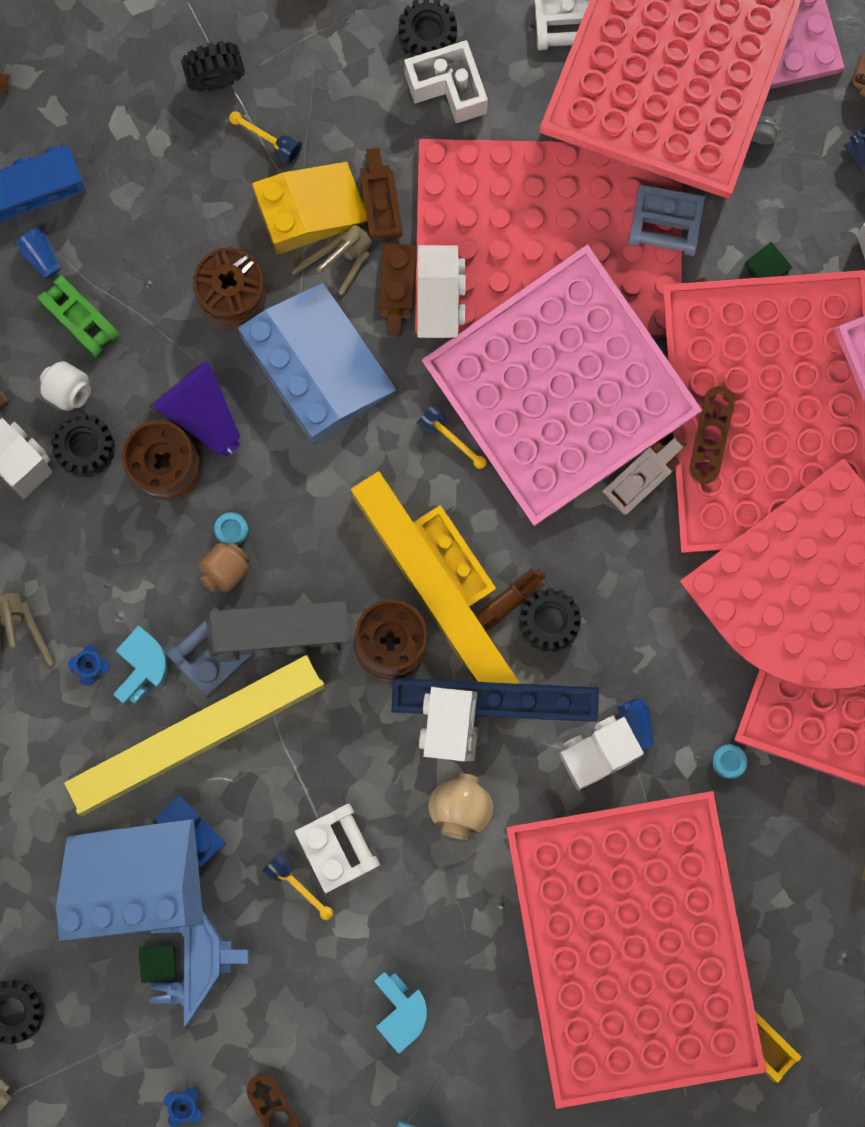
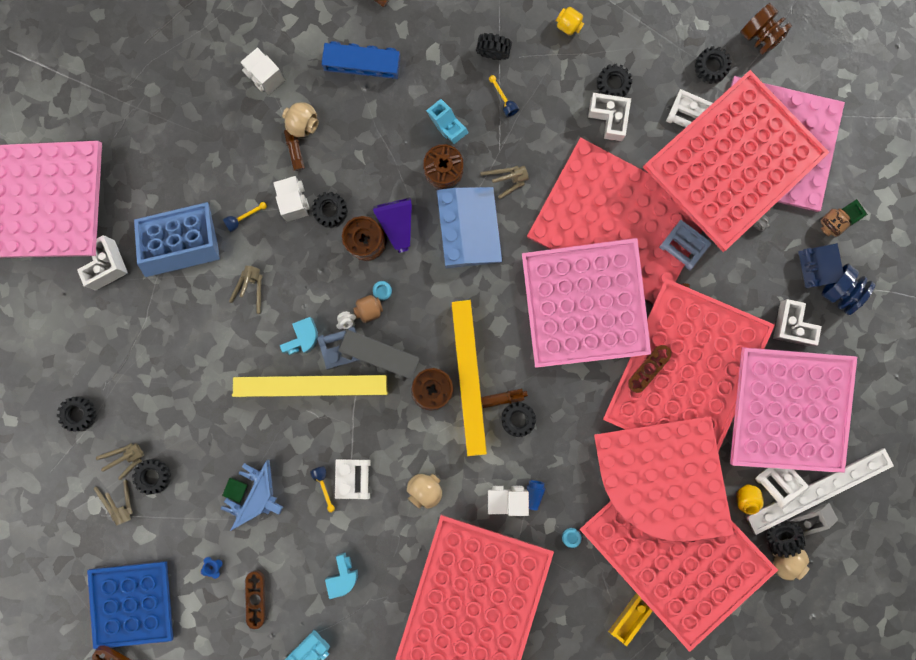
camera: 30 degrees right, 5 degrees up
(38, 252) = (357, 99): blue cone -> none
(65, 386) = (335, 175): white head -> none
(77, 315) = (360, 141): bright green plate -> none
(79, 665) = (271, 323): blue plate -> none
(129, 881) = (240, 444): medium blue slope -> none
(197, 218) = (446, 122): none -> medium azure brick
(197, 604) = (345, 320): none -> white plate
(207, 840) = (284, 431): blue slope -> none
(309, 205) = (506, 143): yellow slope -> none
(380, 198) = (544, 158): reddish brown hinge -> none
(397, 284) = (530, 207): reddish brown hinge -> none
(434, 420) = (512, 288): hinge -> none
(439, 286) = (549, 221): white brick -> none
(449, 725) = (439, 449): white brick -> none
(455, 556) = (486, 362): yellow plate -> none
(505, 699) = (469, 447): dark blue tile -> none
(644, 474) = (604, 370): hinge -> none
(768, 263) = (726, 293): dark green tile -> none

